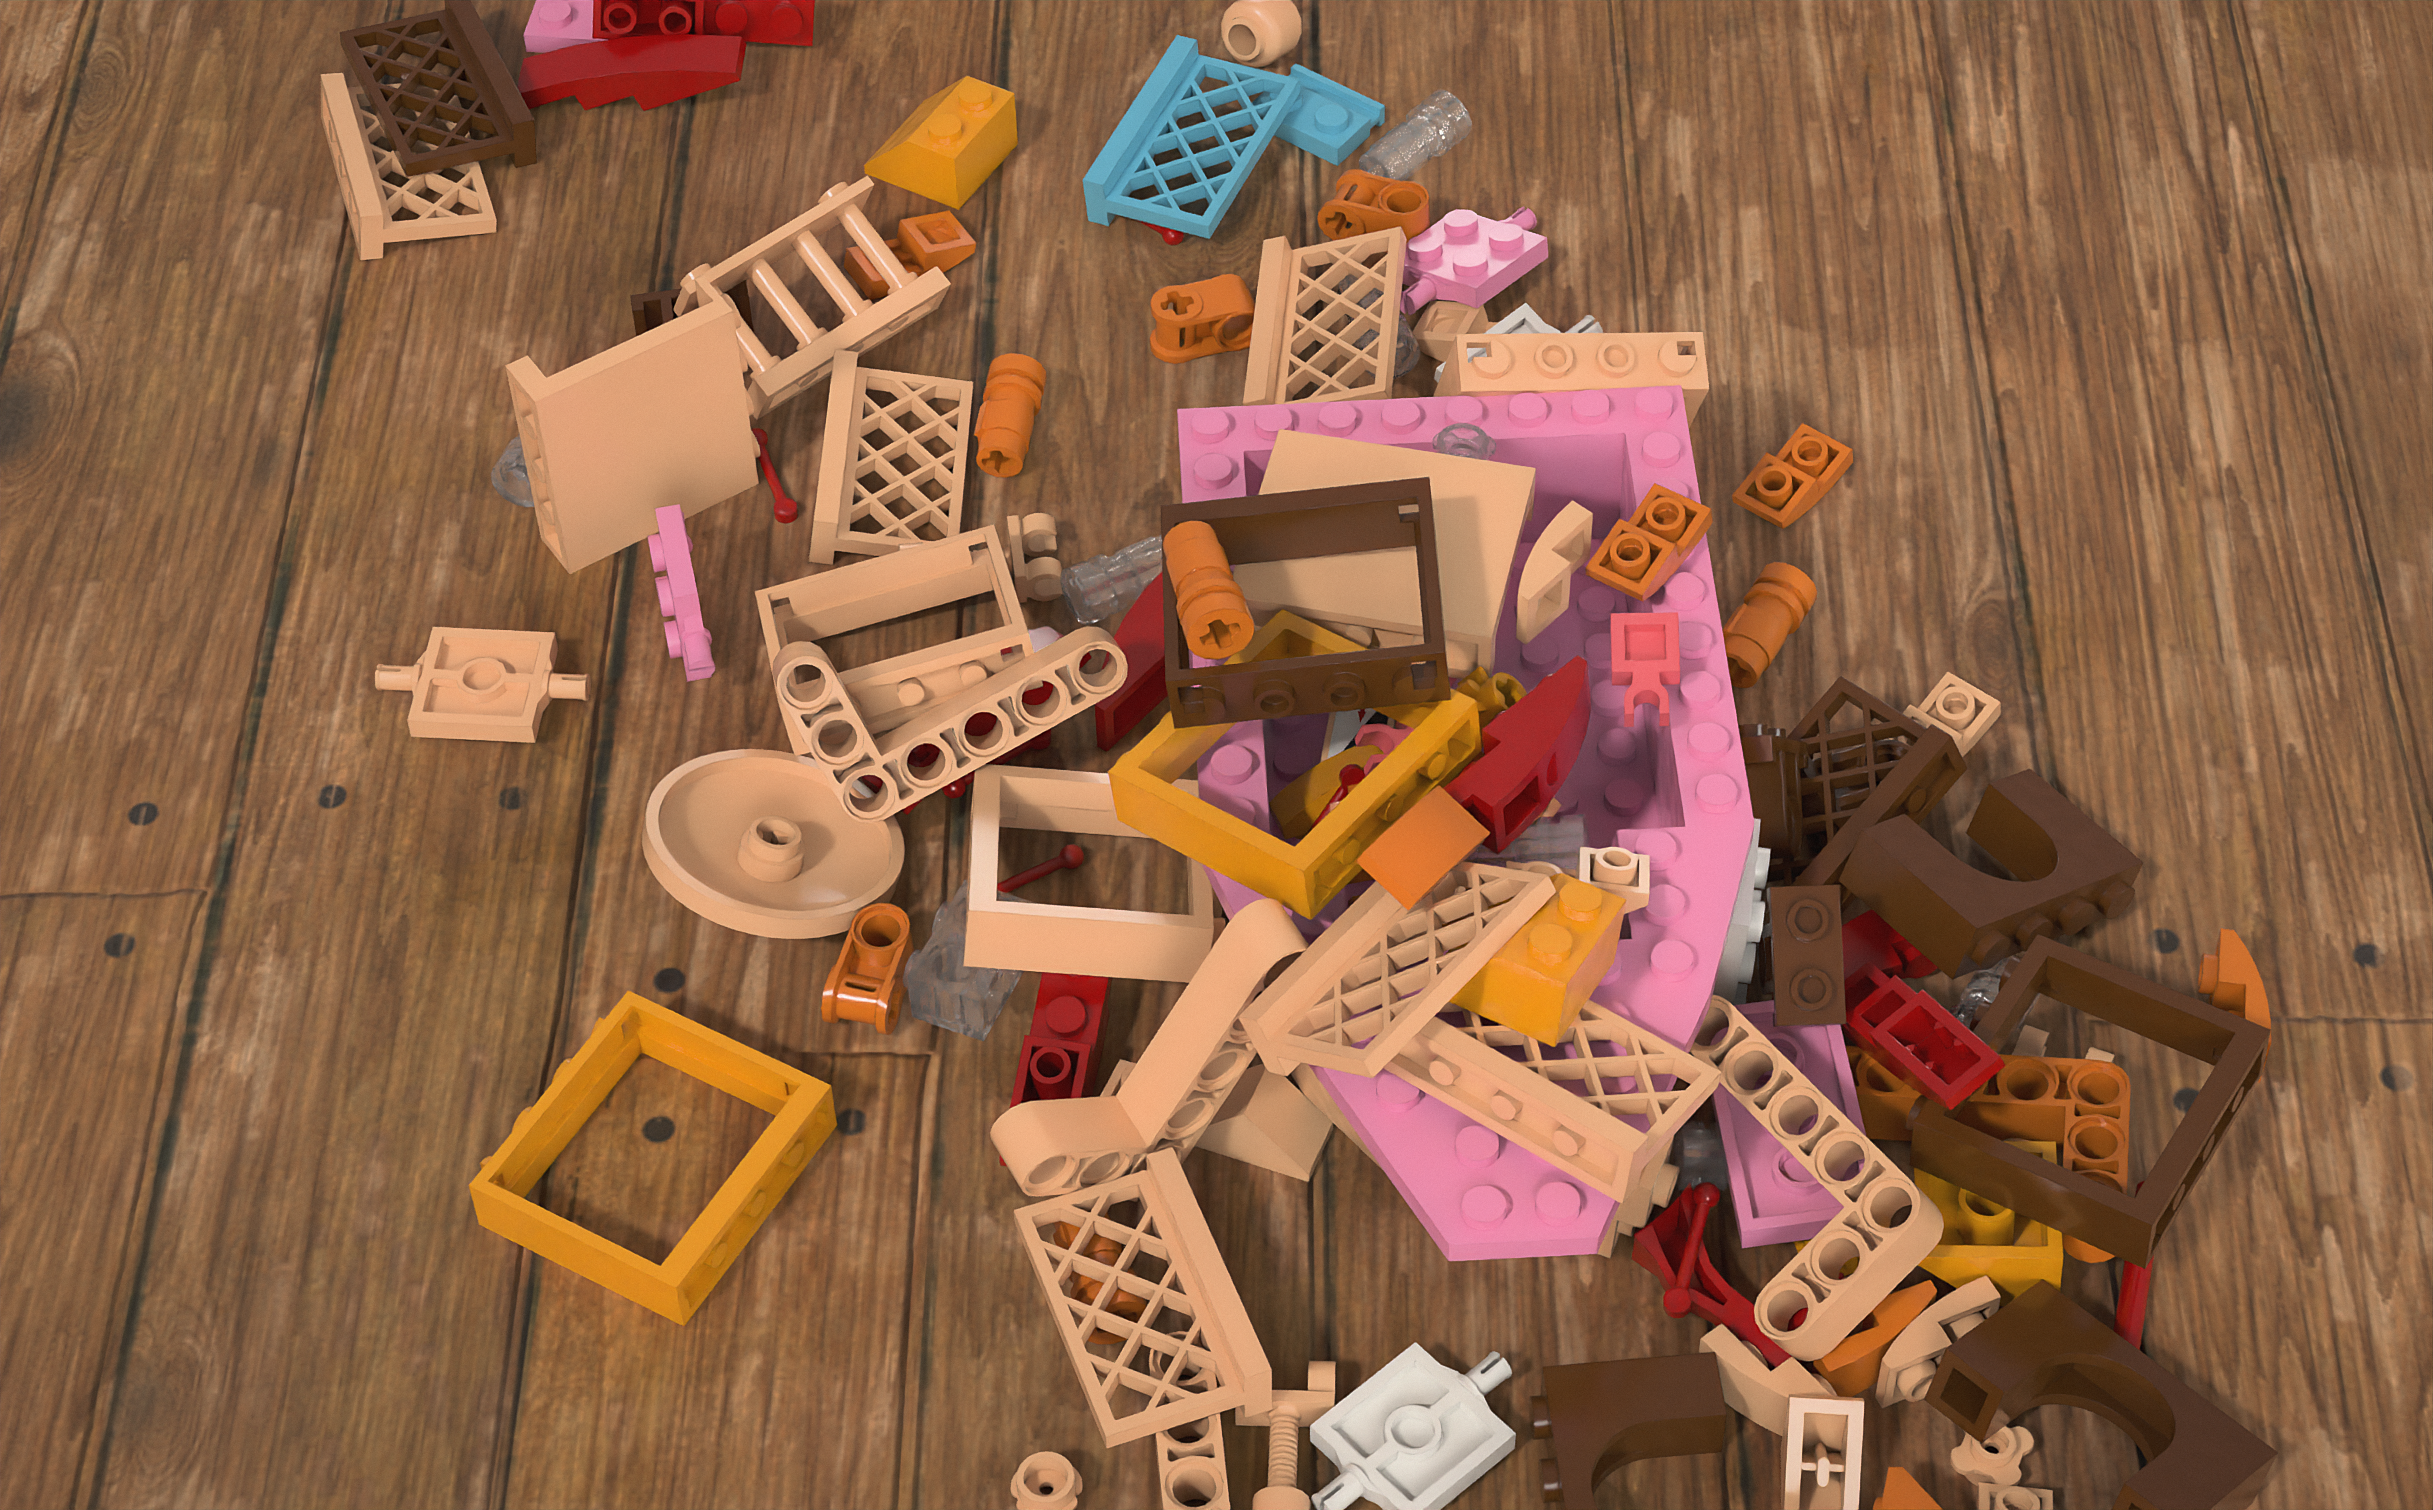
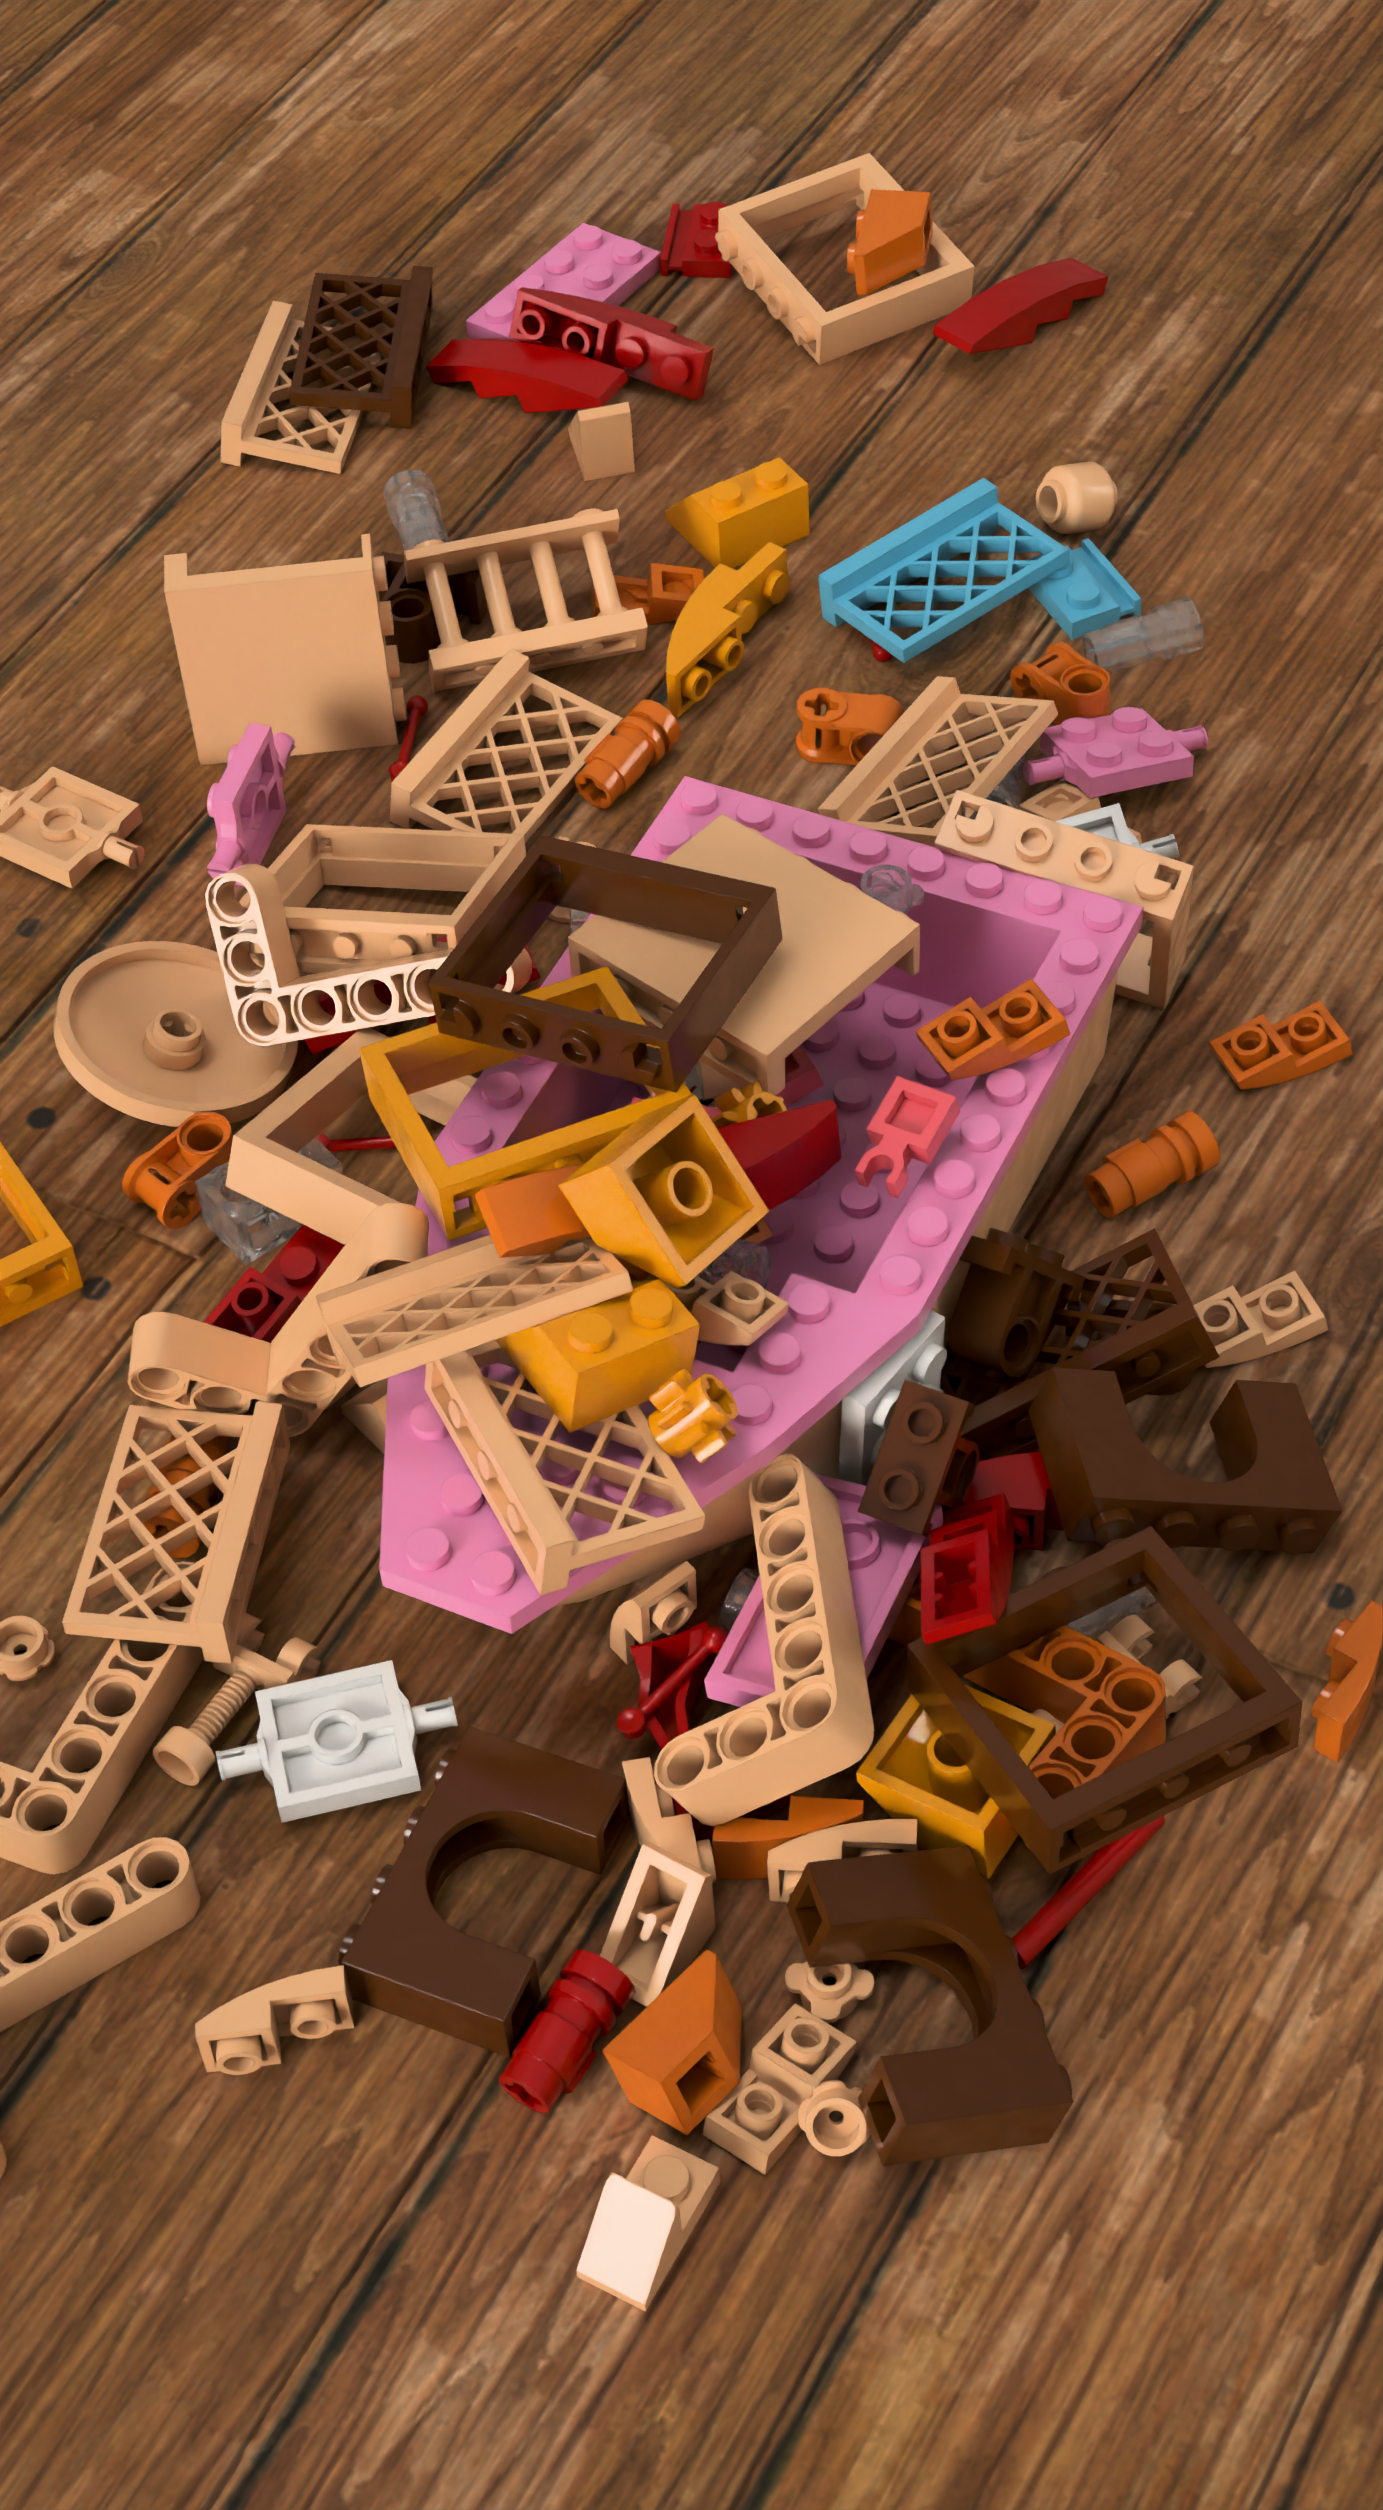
camera: 30 degrees right, 0 degrees up
(619, 246) = (414, 508): none -> clear axle
(759, 116) = (603, 441): none -> light nougat slope
(1008, 260) = (711, 625): none -> light orange slope
(1209, 600) = (503, 921): orange axle -> none
(1520, 792) = (666, 1193): none -> light orange slope
(1547, 572) = (862, 1029): light nougat slope -> none
(1653, 987) = (692, 1415): none -> light orange gear

